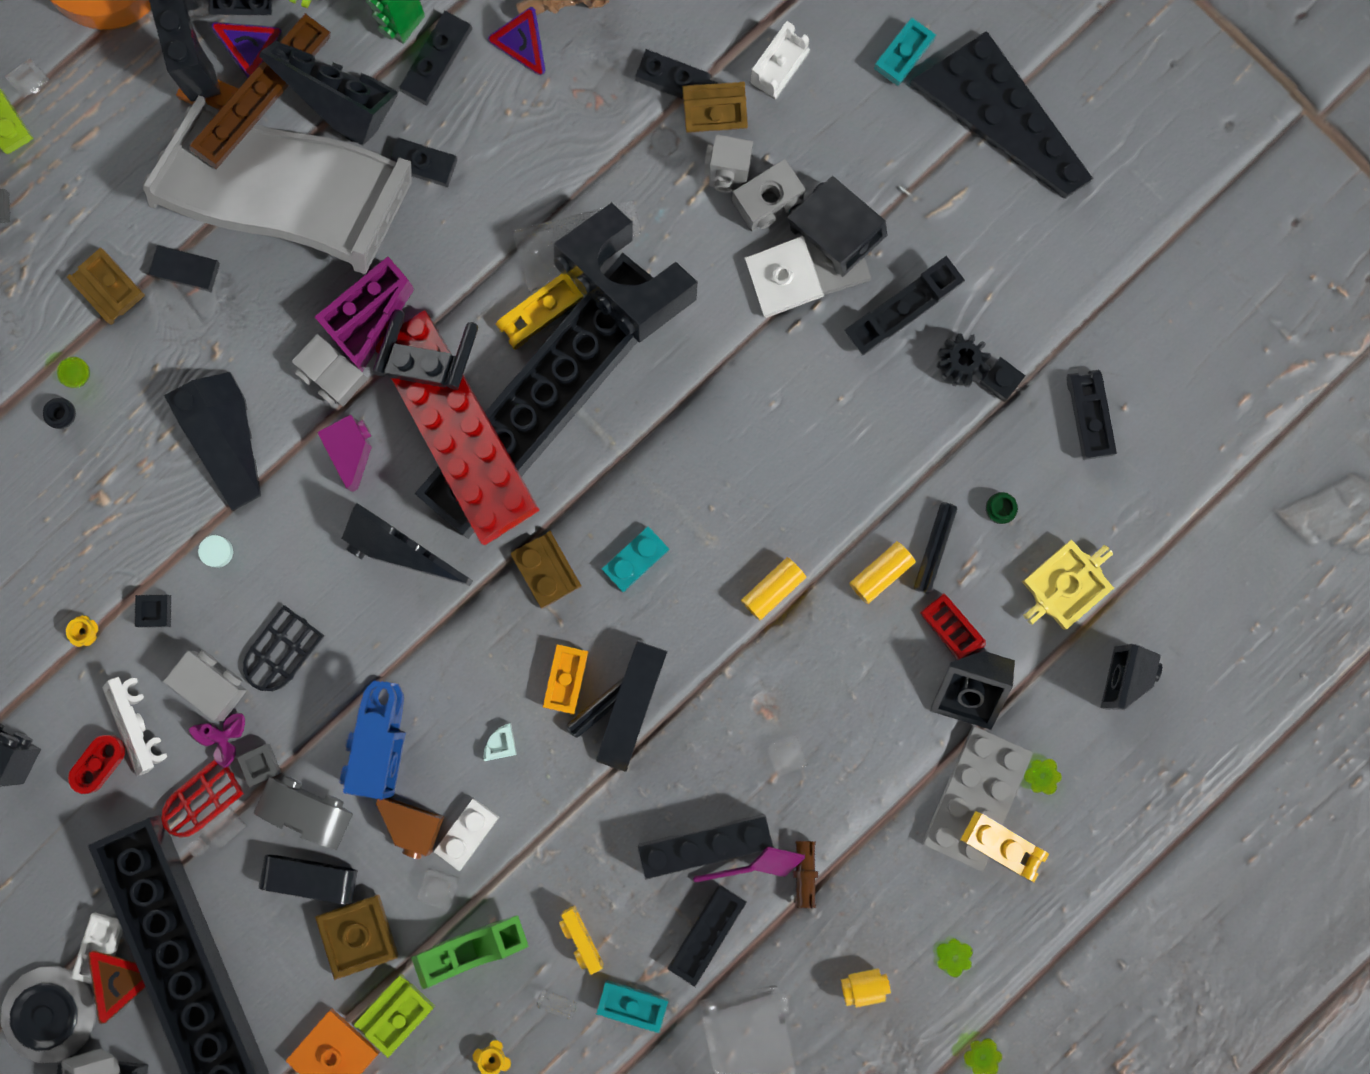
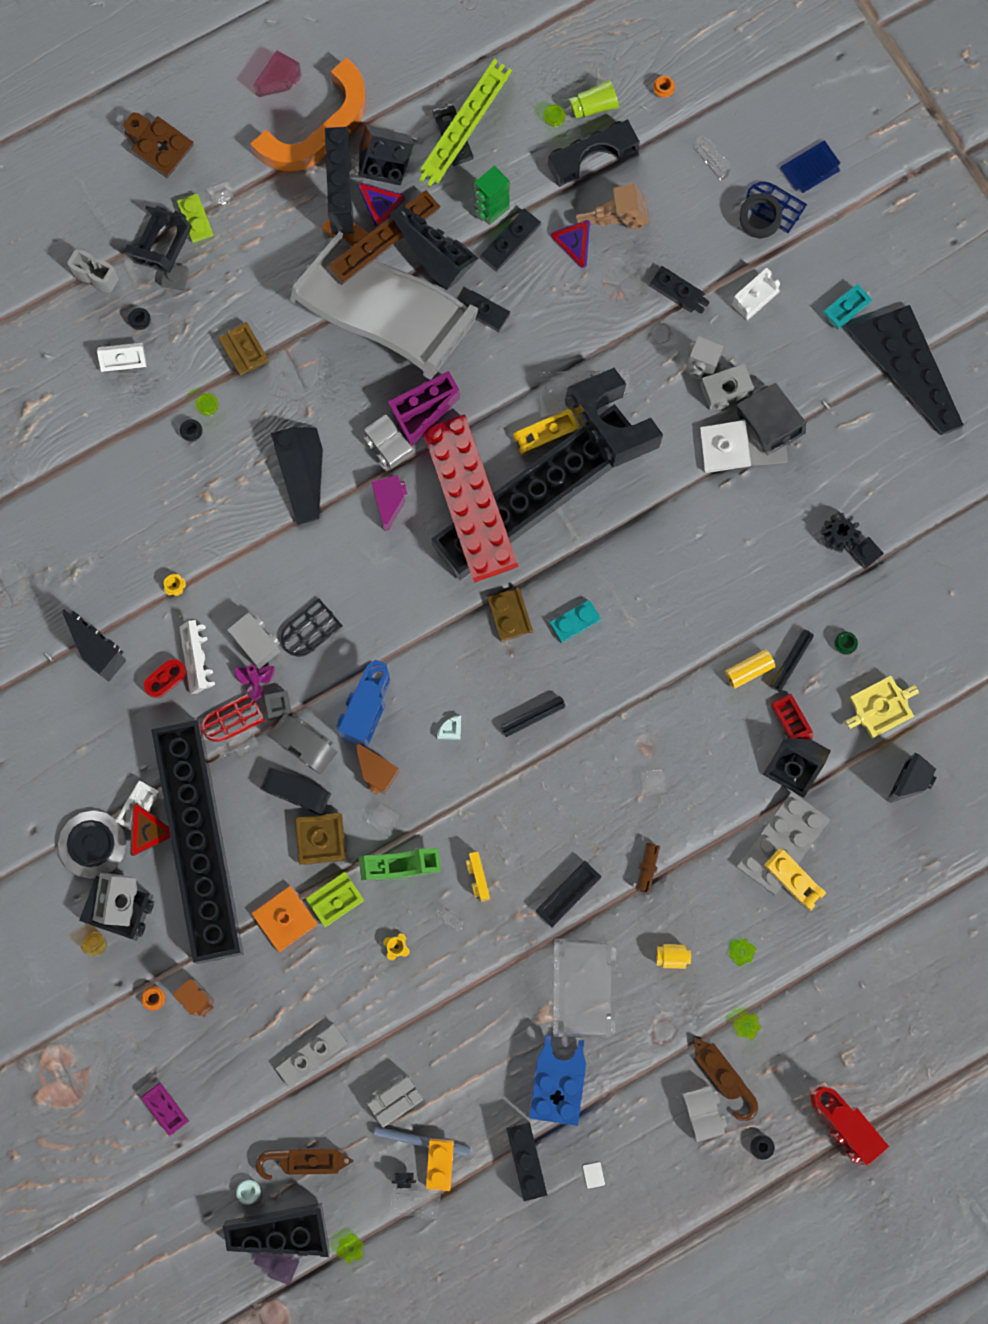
camera: 15 degrees right, 5 degrees down
(152, 611) = (227, 581): black plate -> none
(184, 268) = (300, 349): black tile -> none
(215, 551) = (279, 550): light aqua tile -> none
(382, 542) = (399, 568): black wedge -> none
(421, 364) = (456, 450): black plate -> none
(466, 834) = (413, 786): white plate -> none
(565, 679) = (507, 693): light orange plate -> none
(631, 706) = (549, 722): black slope -> none
(632, 1006) = (504, 931): teal plate -> none
(705, 846) = (581, 829): black arch -> none
(715, 107) = (702, 317): pearl gold plate -> none
(769, 861) = (625, 851): magenta piece -> none
(773, 588) = (669, 663): yellow piece -> none
(905, 306) = (807, 486): black slope -> none
(1052, 776) = (838, 833): clear neon green plant -> none
(1092, 415) = (925, 592): black plate -> none

